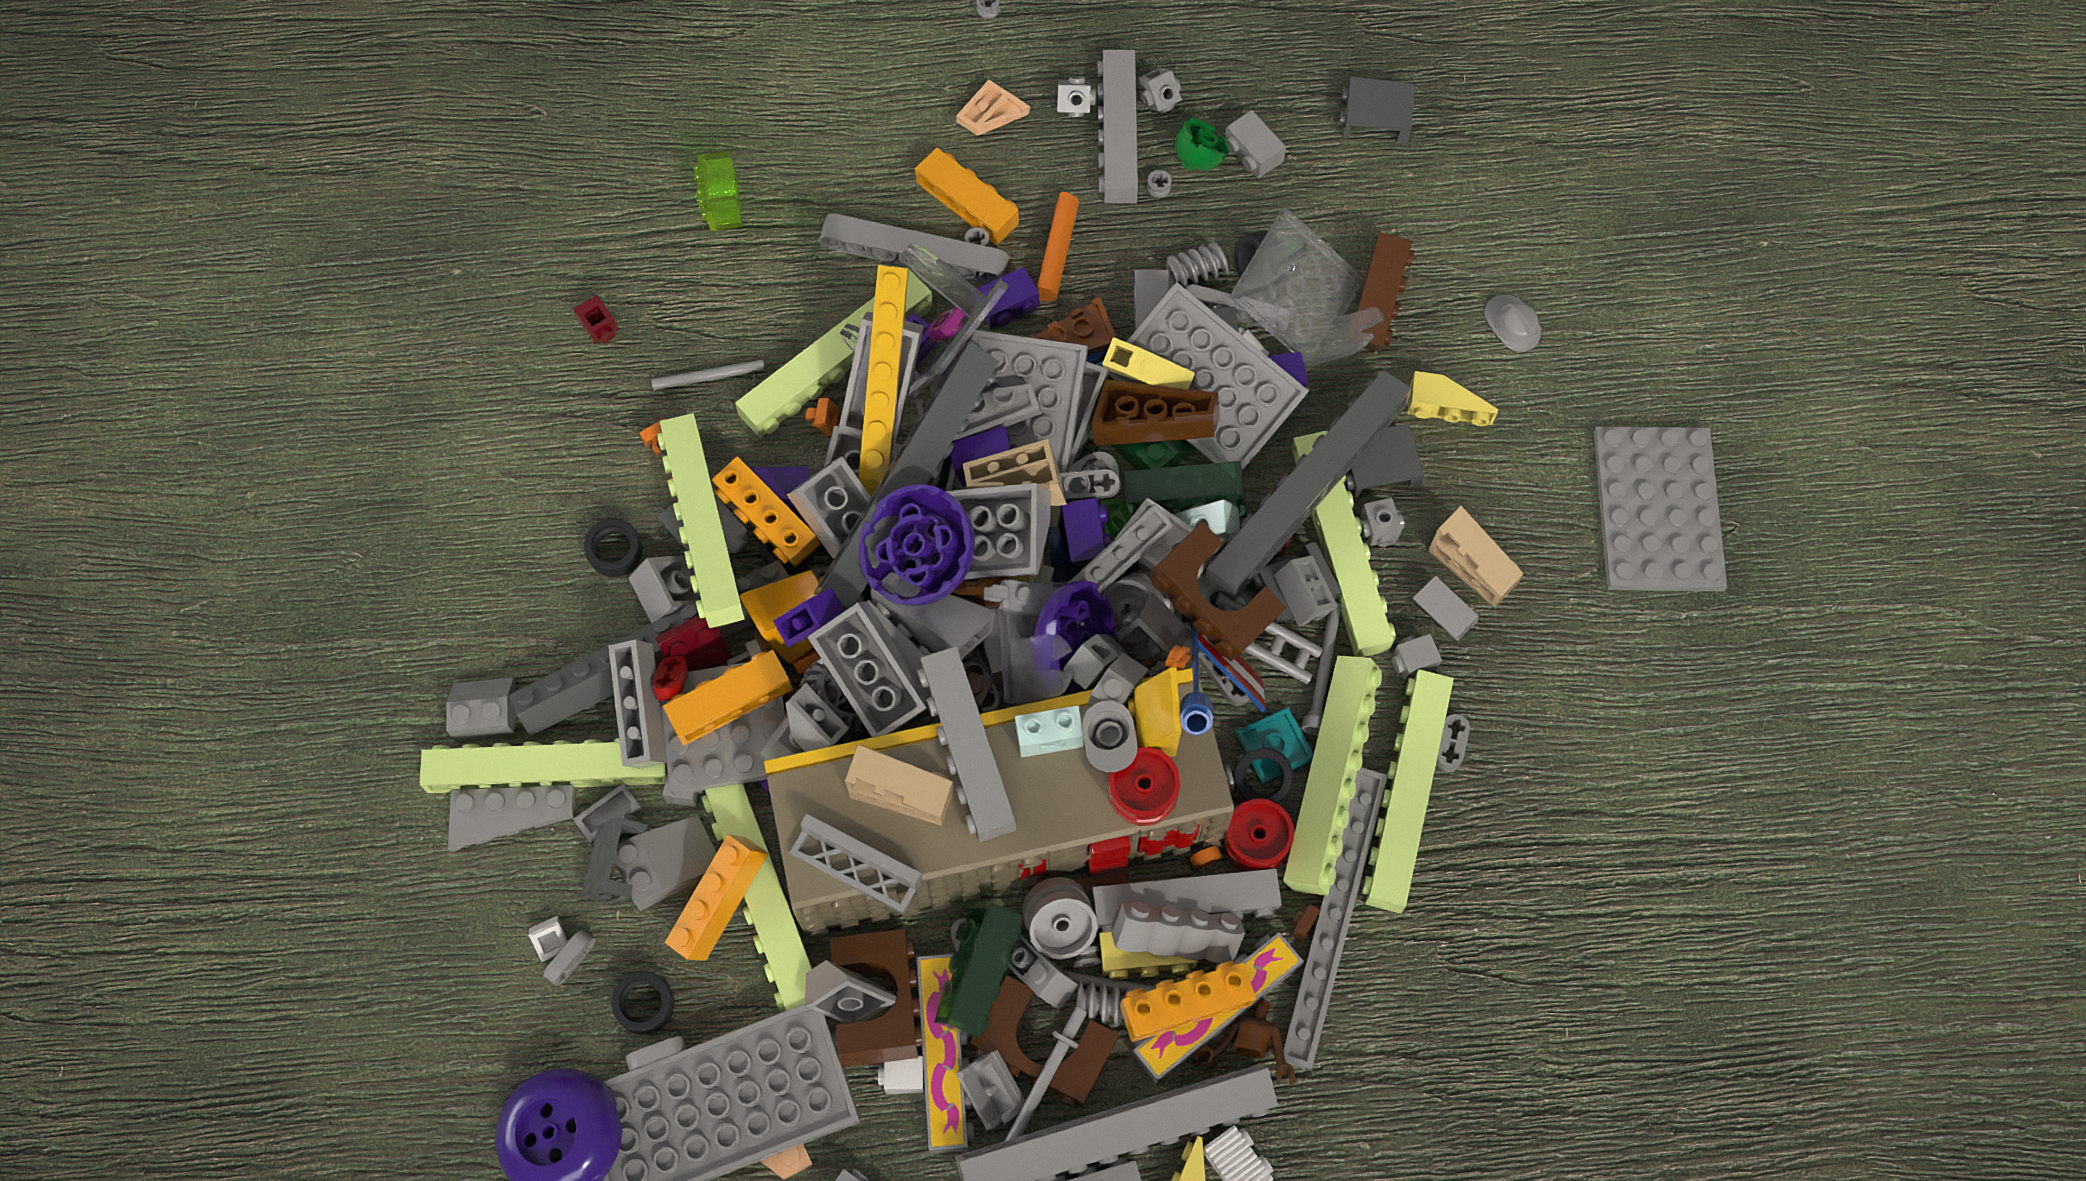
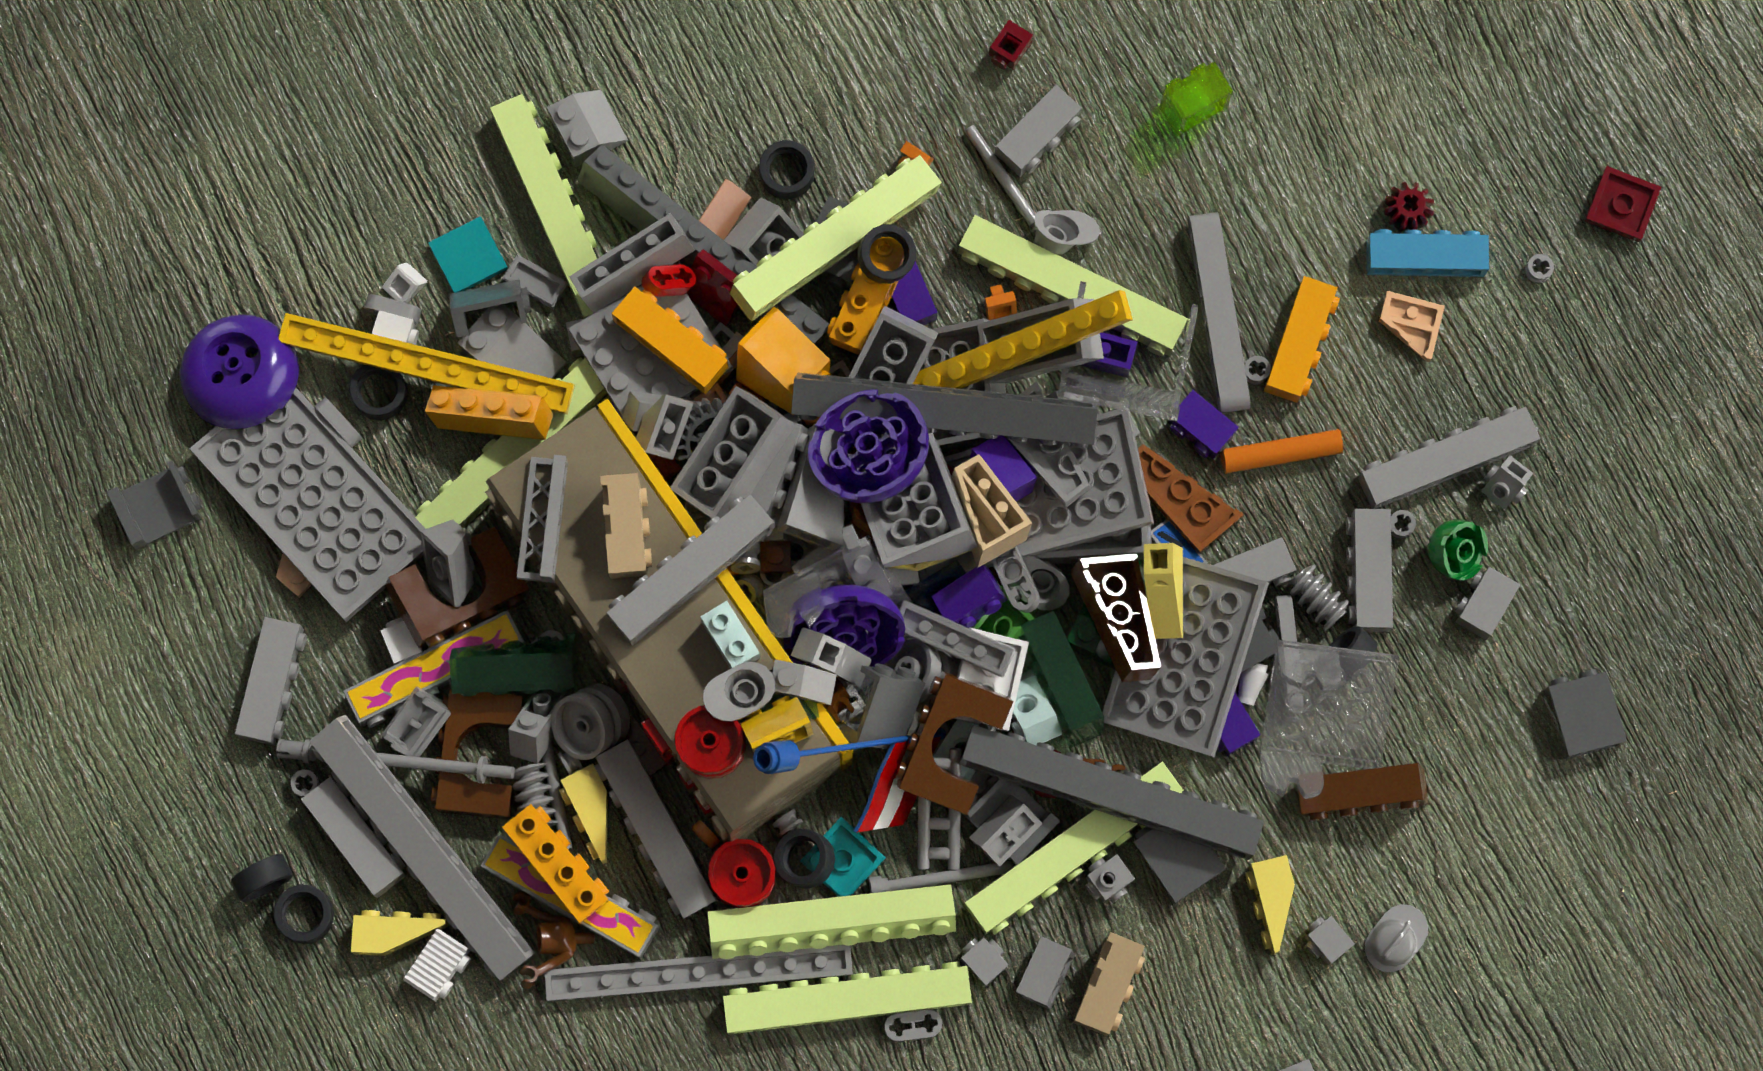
camera: 65 degrees right, 10 degrees up
(497, 812) = (496, 184): light grey wing -> none
(551, 866) = (468, 255): none -> teal tile
(593, 964) = (395, 327): none -> white brick
(621, 613) = (725, 209): none -> nougat slope
(632, 948) = (421, 361): none -> yellow plate
(685, 327) = (1039, 131): none -> light grey brick
(739, 454) = (869, 268): none -> black tyre
(783, 339) = (1063, 229): none -> light grey piece
(808, 617) = (764, 380): dark purple brick -> none
(891, 74) = (1413, 217): none -> dark red gear
(938, 77) = (1427, 253): none -> dark azure brick
(946, 325) = (1119, 378): magenta hinge -> none
(1075, 86) = (1461, 399): light grey brick -> none
(1176, 932) = (616, 828): light grey brick -> none
(1179, 658) = (856, 729): orange plate -> none
(1189, 217) = (1371, 569): none -> light grey brick
(1303, 921) = (680, 946): reddish brown plate -> none
(1498, 371) = (1327, 940): none -> light grey brick

